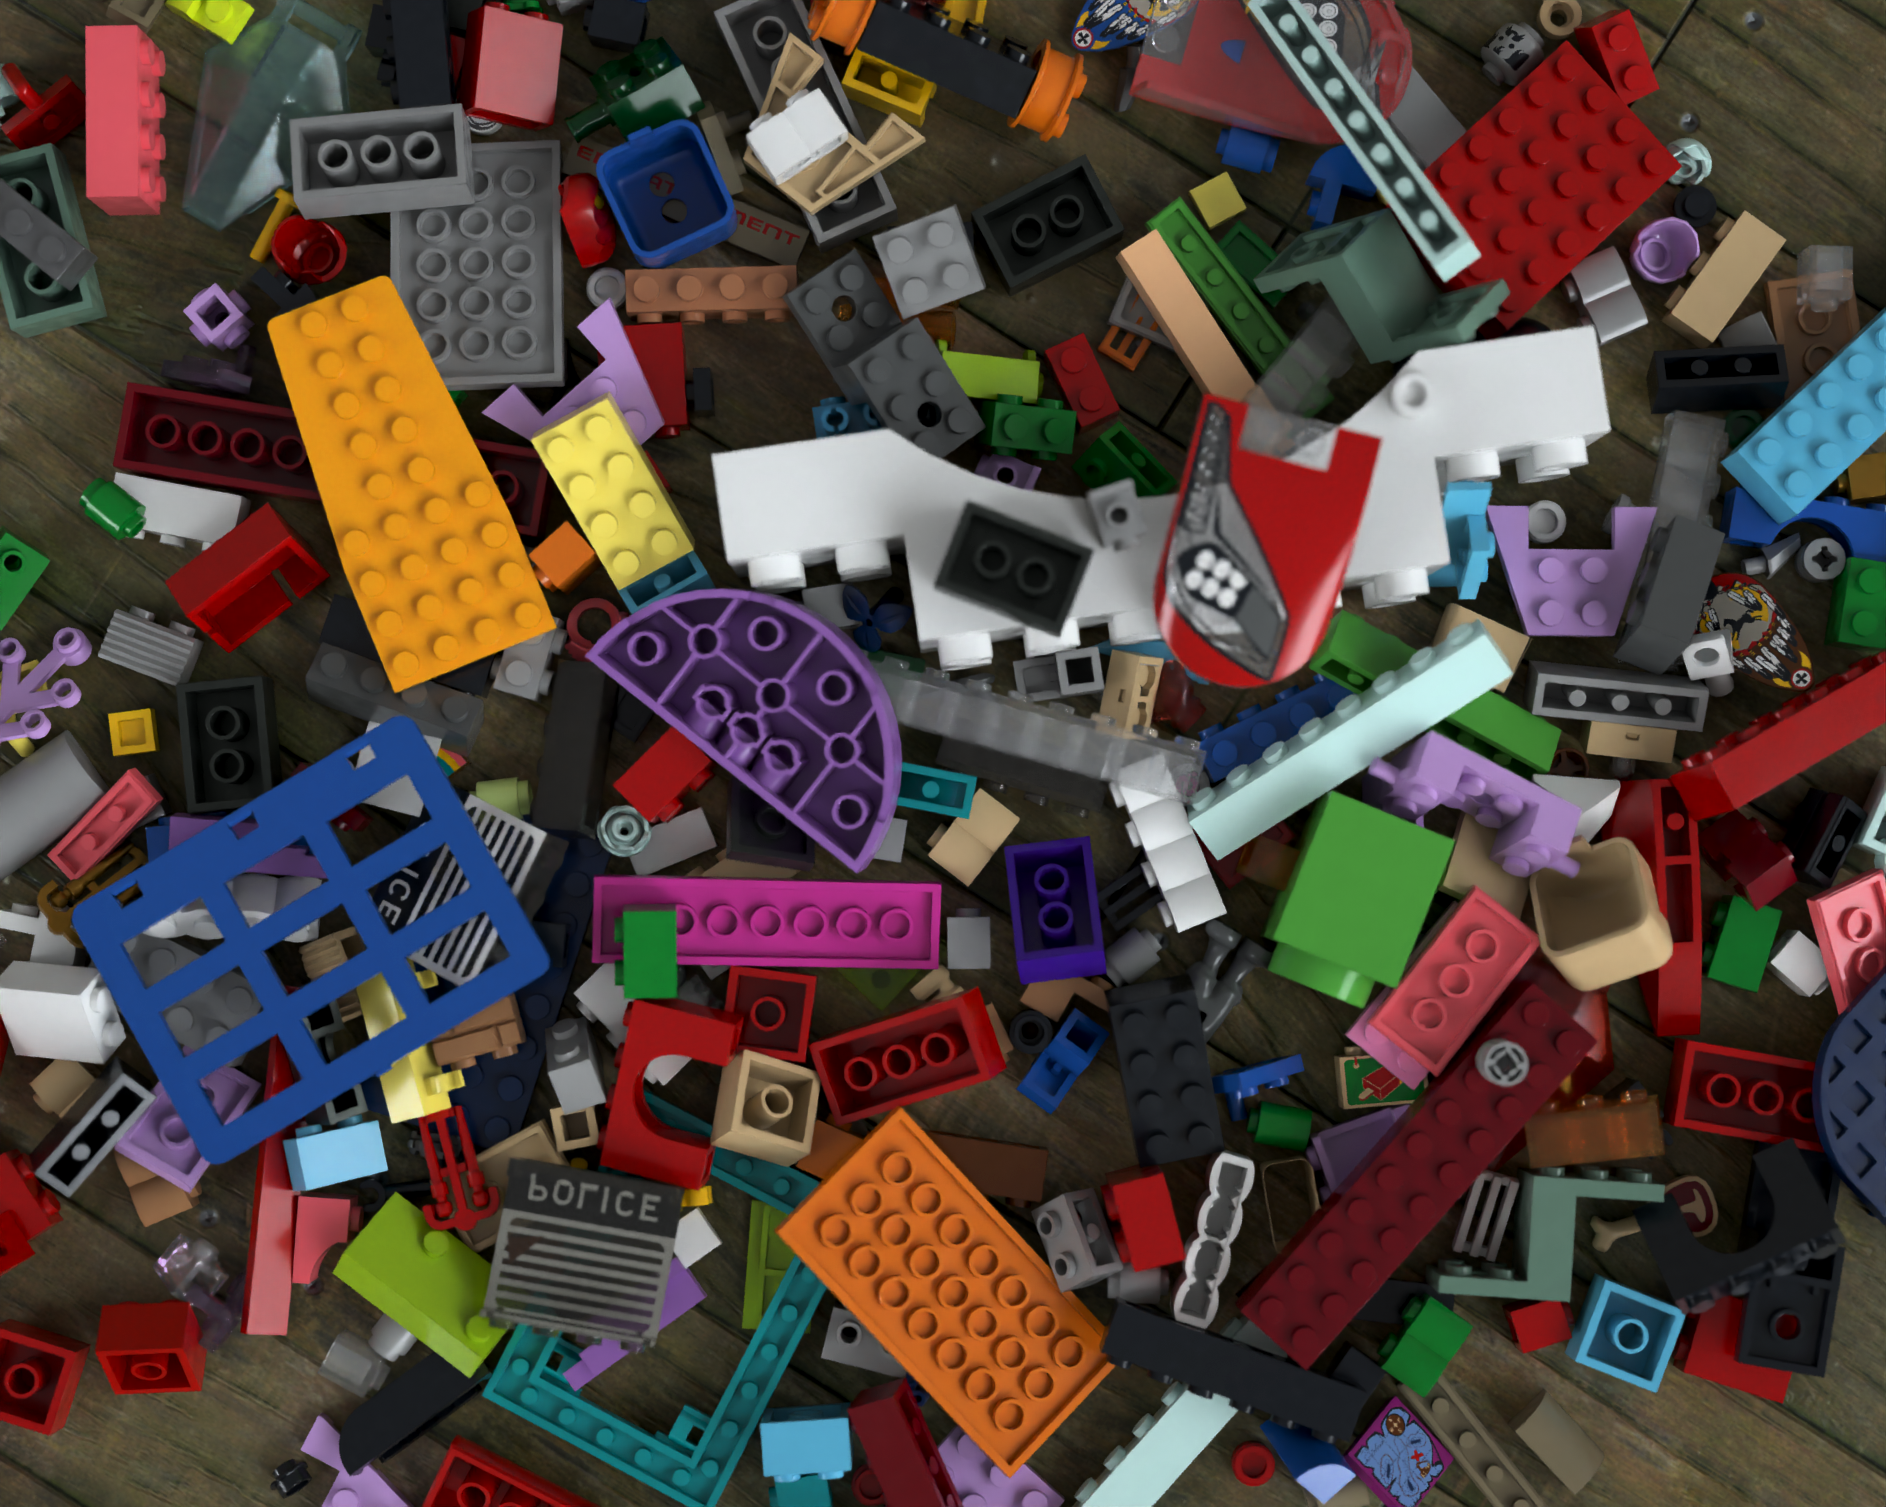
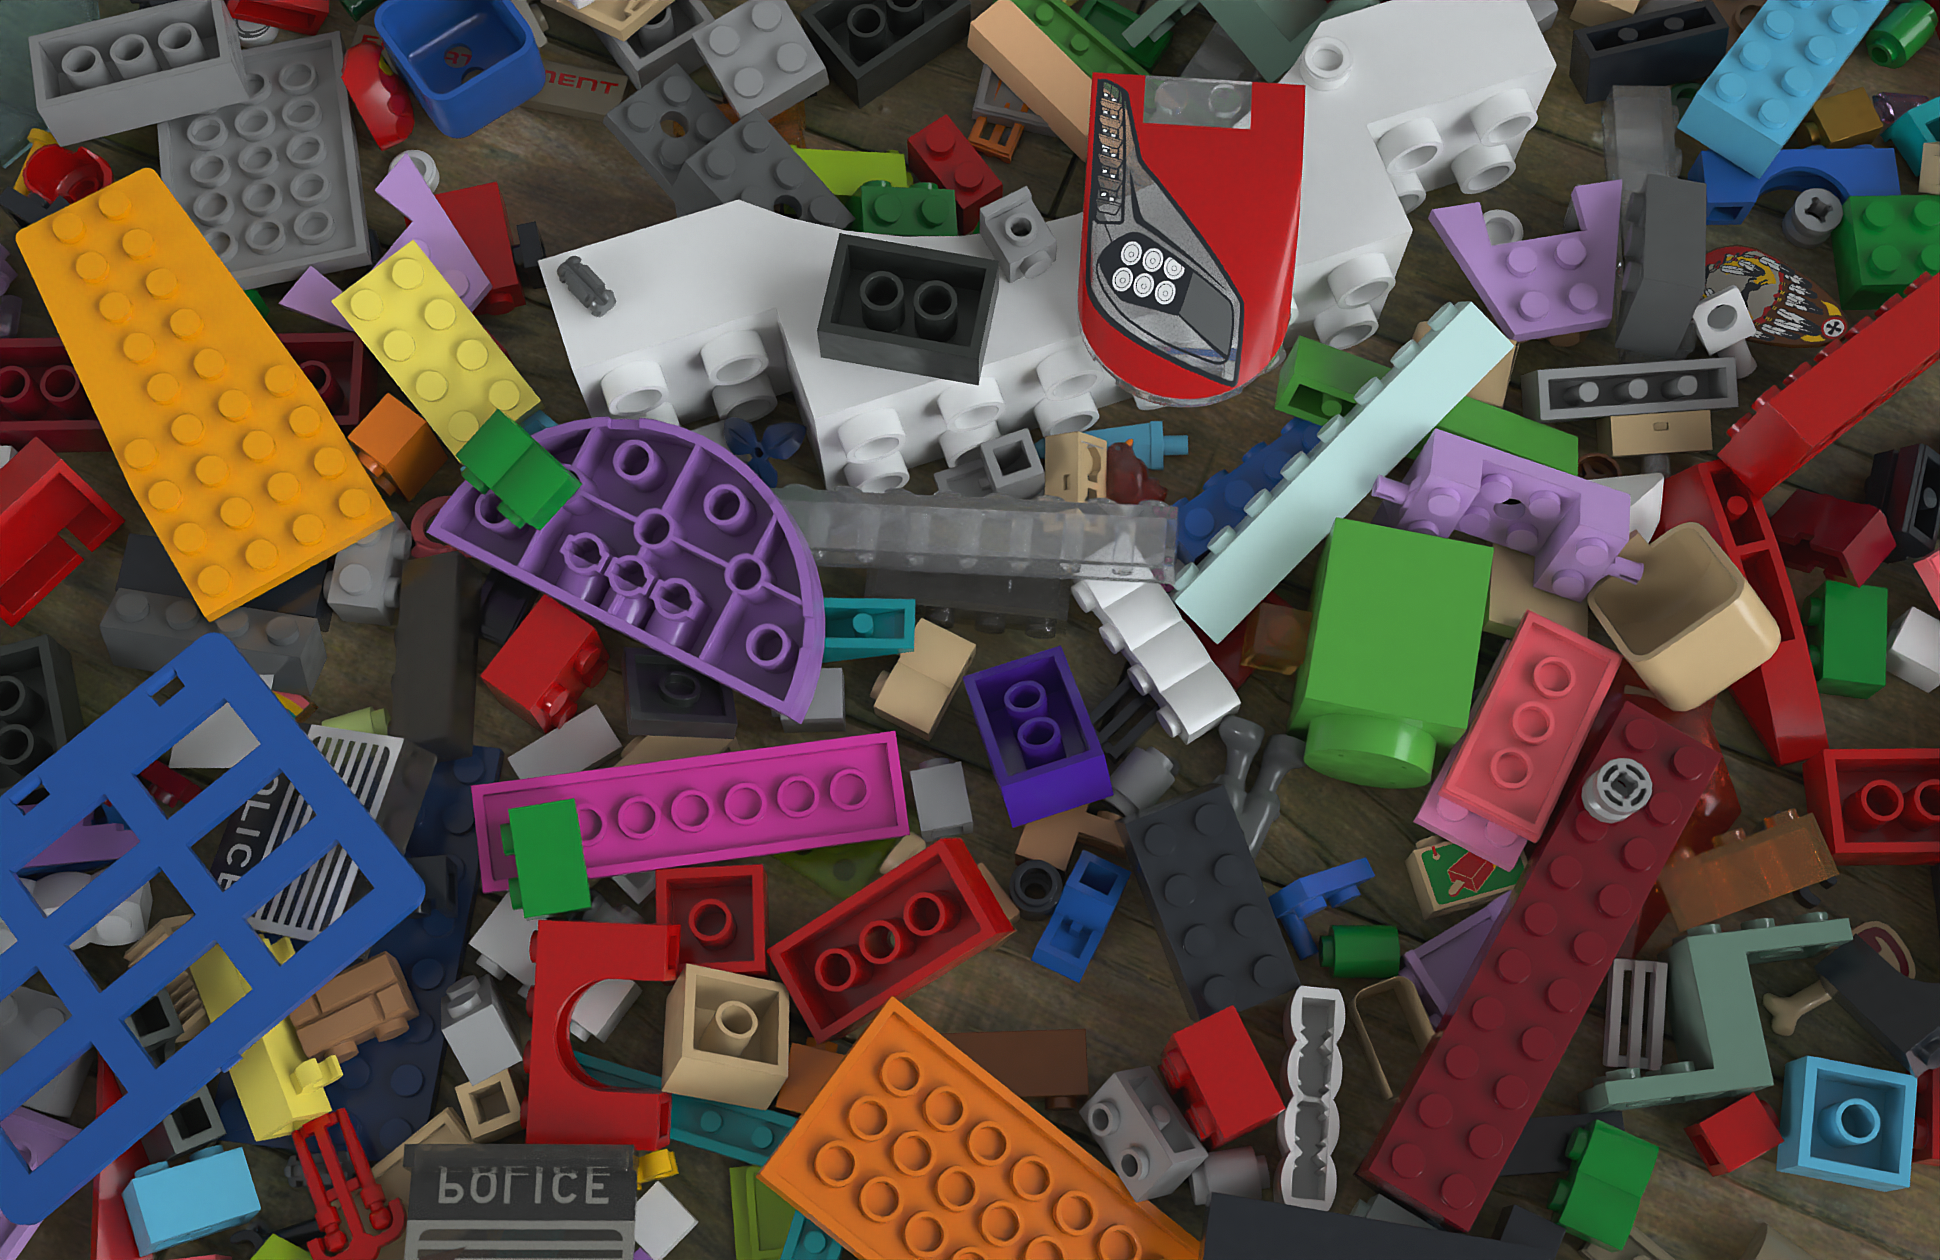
camera: 10 degrees left, 15 degrees down
(625, 818) = (502, 729): light aqua plate -> none
(668, 628) = (517, 471): none -> green brick
(710, 294) = (528, 151): nougat brick -> none
(749, 490) = (586, 286): none -> dark grey piece
(1467, 538) = (1426, 262): medium azure bracket -> none
(1772, 557) = (1759, 226): light grey bar -> none

